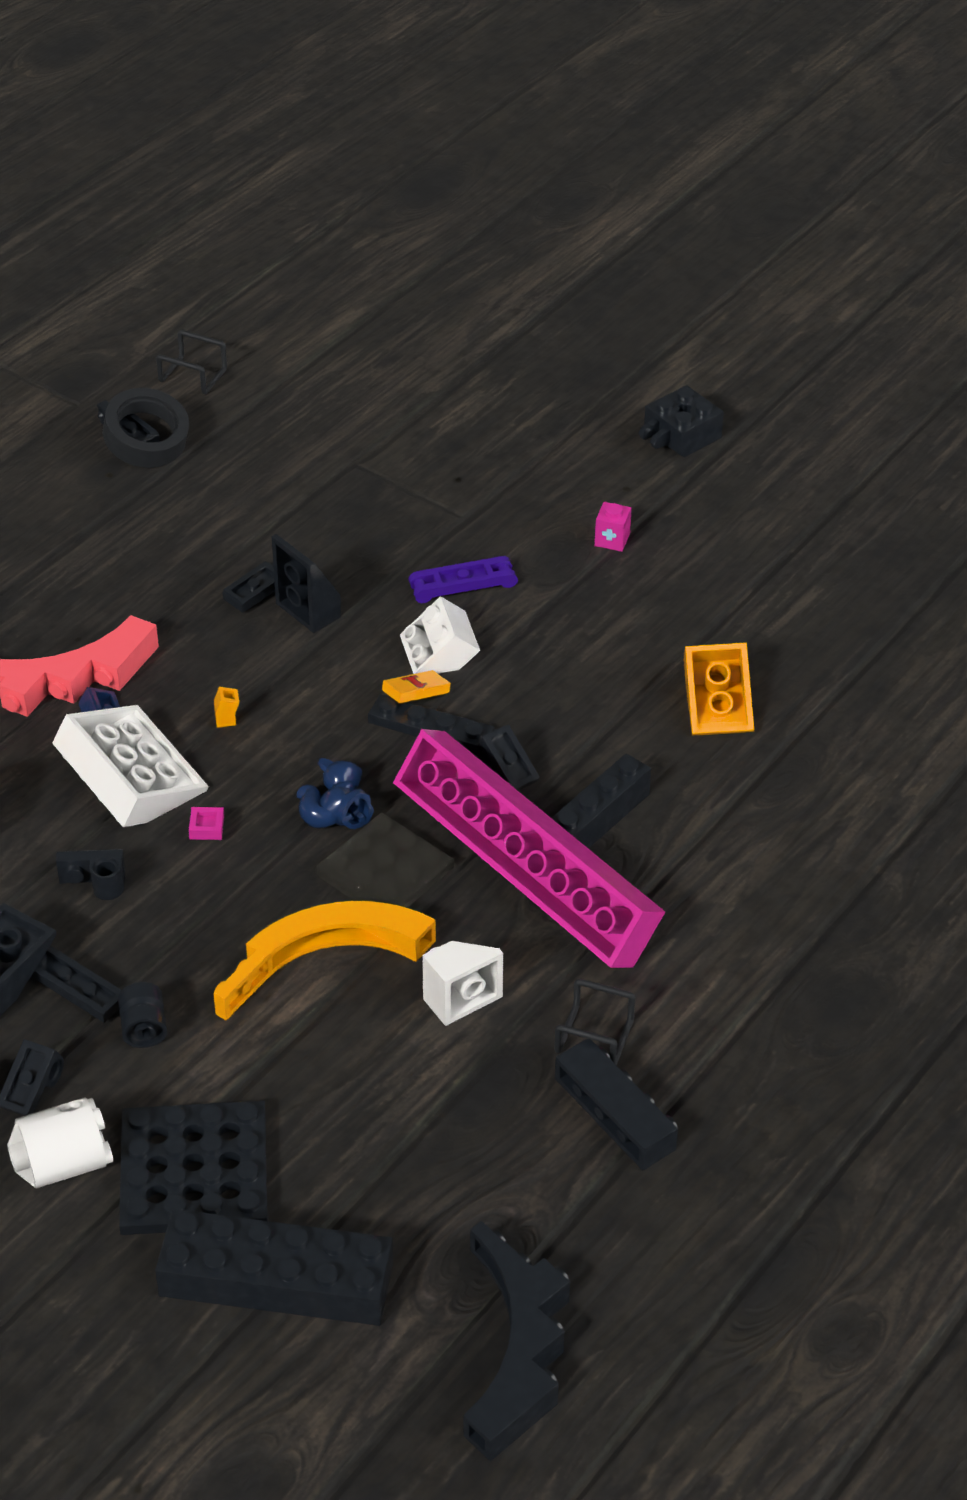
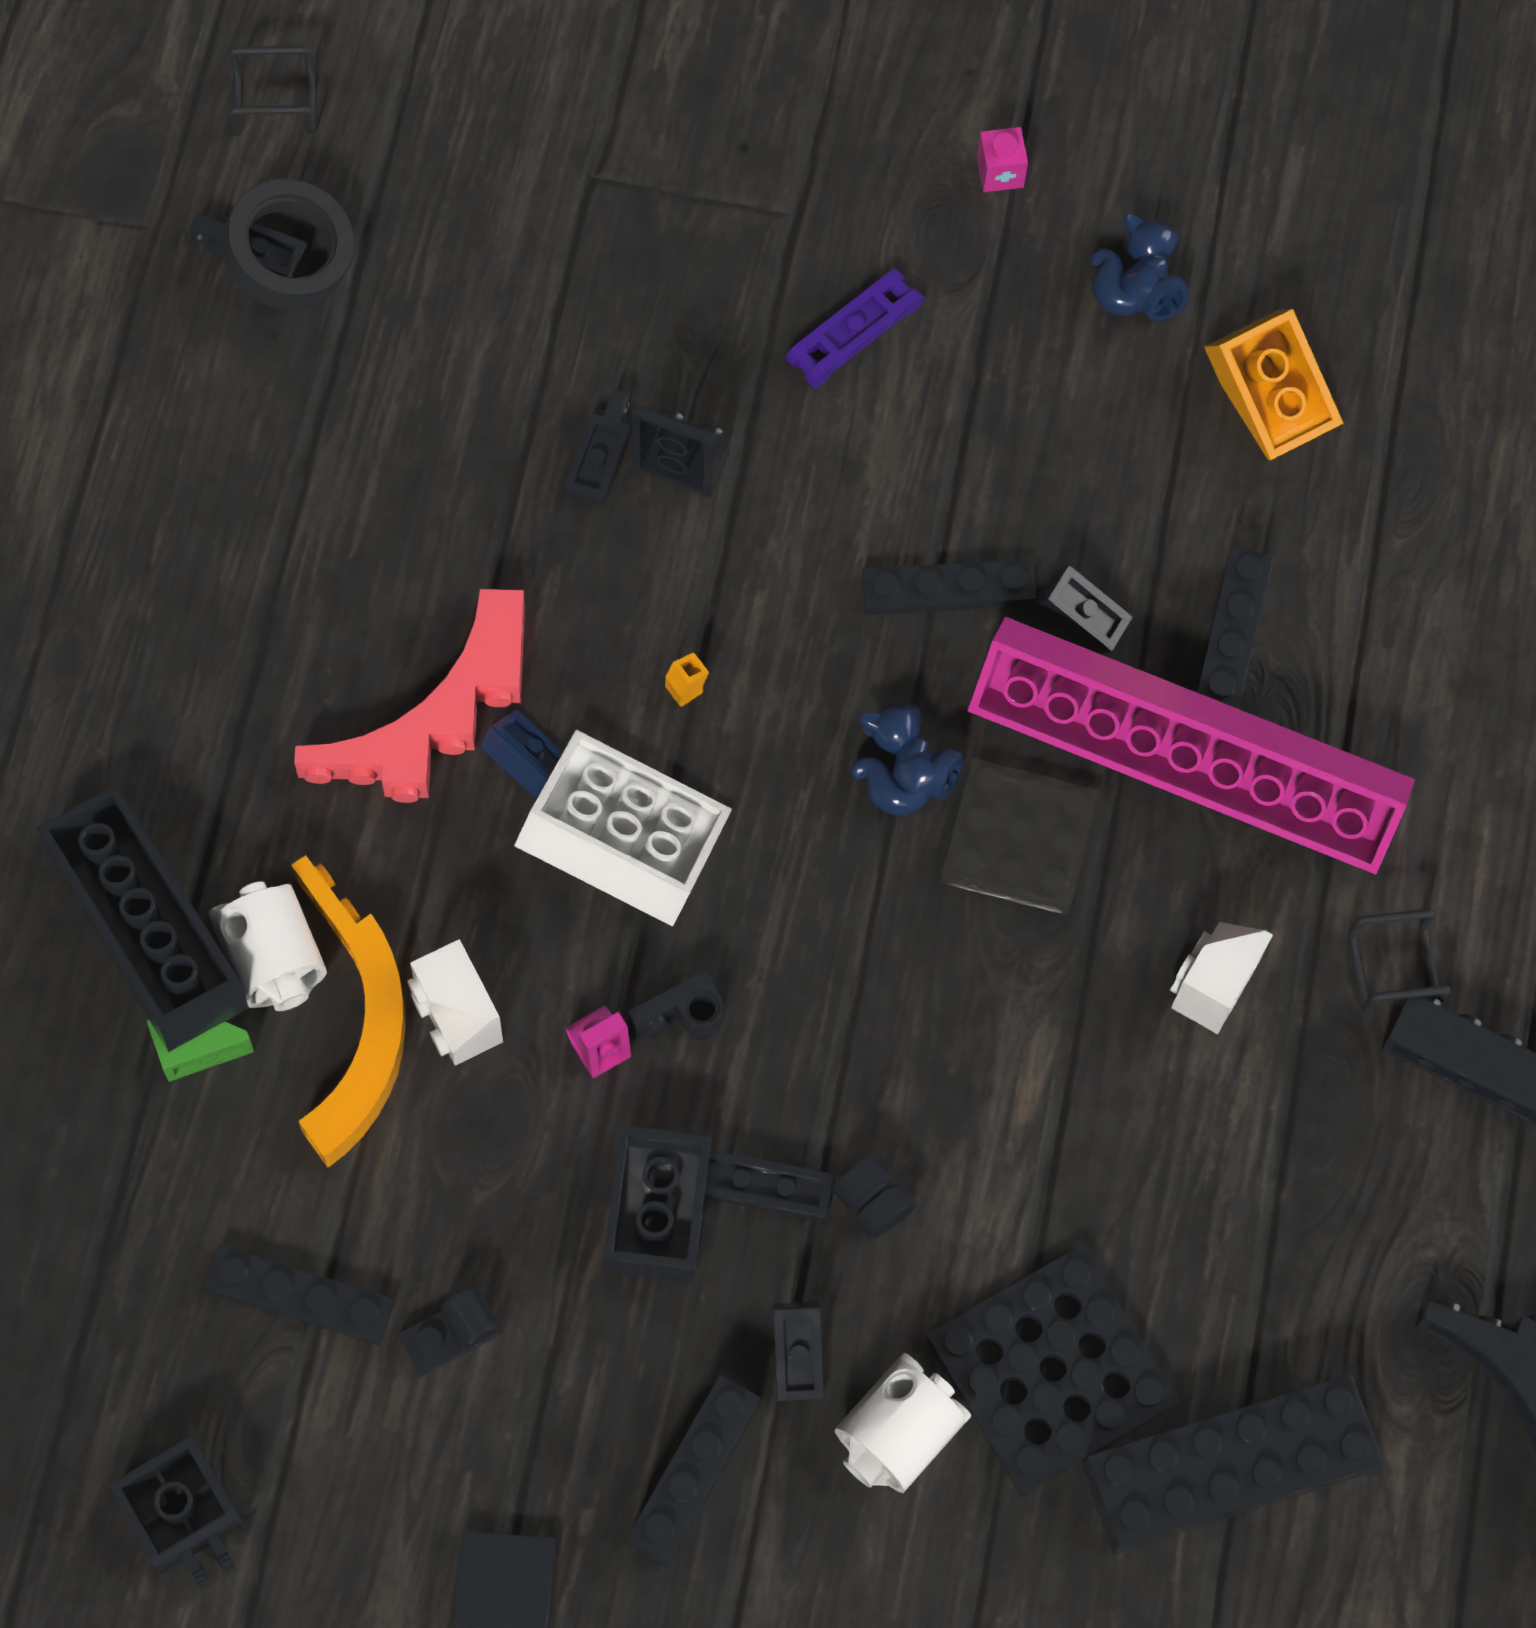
camera: 30 degrees left, 25 degrees up
(29, 863) = (600, 1040): none -> dark pink plate
(206, 823) = (770, 872): dark pink plate -> none
(324, 927) = (1047, 939): light orange arch -> none
(416, 686) = (903, 539): light orange tile -> none
(440, 639) = (888, 449): white slope -> none
(669, 614) = (1145, 284): none -> dark blue animal

